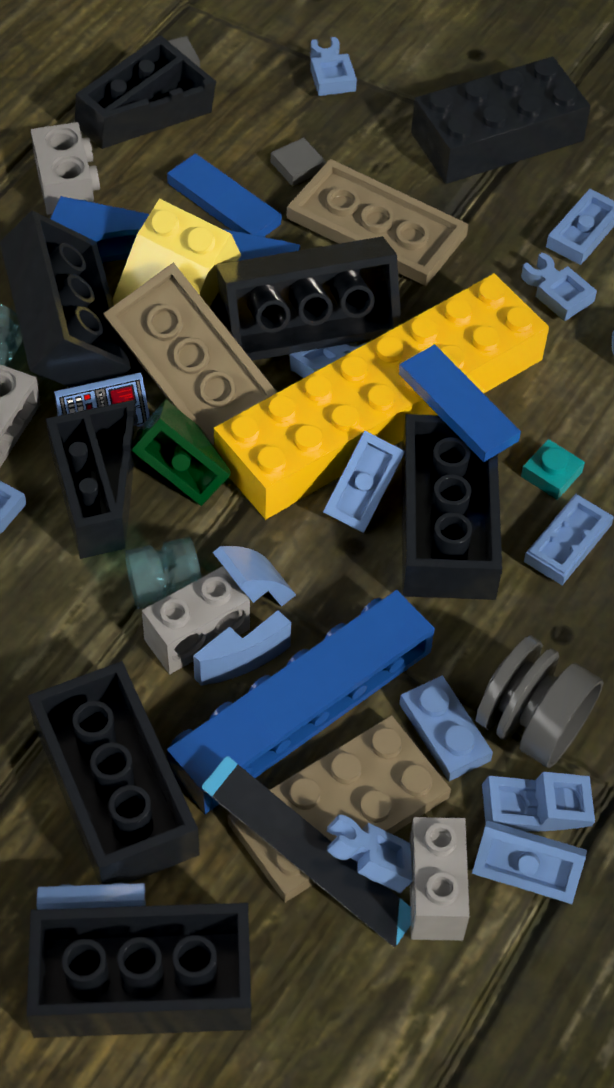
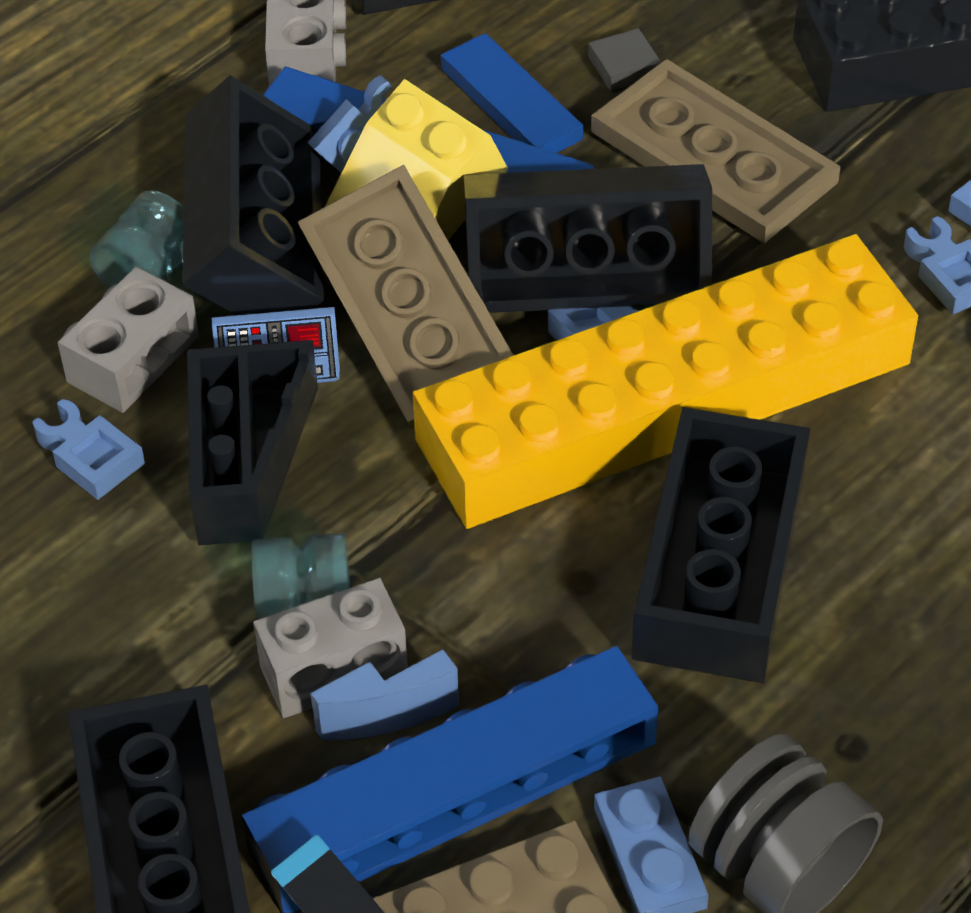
camera: 15 degrees right, 5 degrees down
(120, 236) = (342, 130): none -> medium blue plate
(181, 452) = (365, 421): dark green slope -> none
(254, 573) = (422, 595): medium blue slope -> none
(364, 481) = (607, 493): medium blue plate -> none
(459, 403) = (760, 401): blue tile -> none
(552, 469) = (889, 515): teal plate -> none
(568, 539) = (888, 614): medium blue plate -> none

